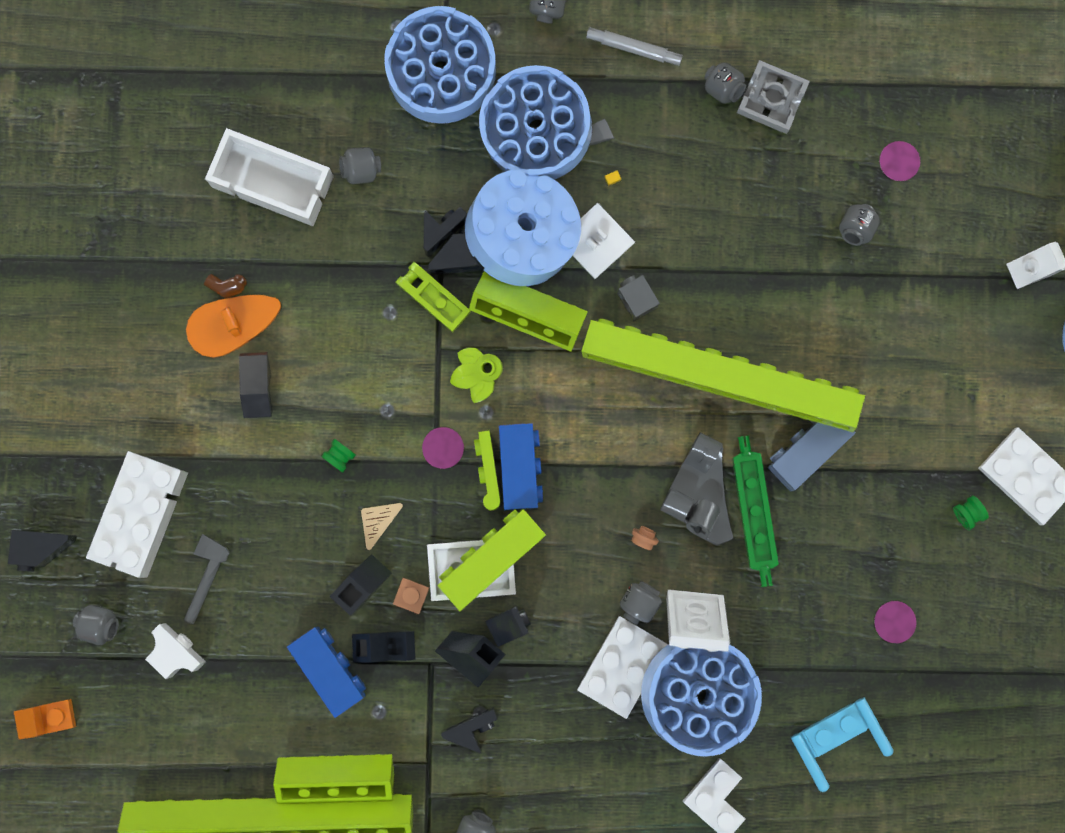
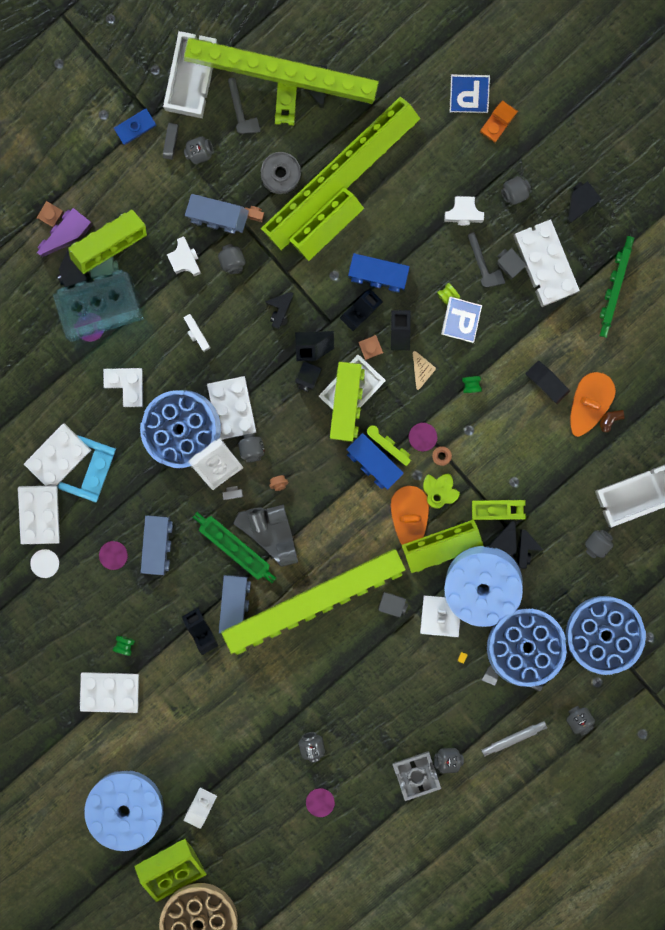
camera: 140 degrees right, 5 degrees up
(45, 780) = (469, 93): none -> blue piece
(79, 427) = (616, 278): none -> green plate
(175, 550) = (510, 263): none -> dark grey brick
(274, 576) = (448, 292): none -> lime wheel
(284, 536) = (461, 319): none -> piece
(434, 402) = (446, 451): none -> nougat plate
(531, 378) = (409, 513): none -> orange shield
(589, 787) = (195, 333): none -> white plate
(705, 572) = (232, 492): none -> light grey plate
(839, 590) = (156, 545): none -> sand blue brick
(864, 787) = (57, 456): none -> white plate
(871, 454) = (200, 631): none -> black slope
(941, 741) = (38, 514): none -> white plate
(979, 681) = (44, 563): none -> white sticker

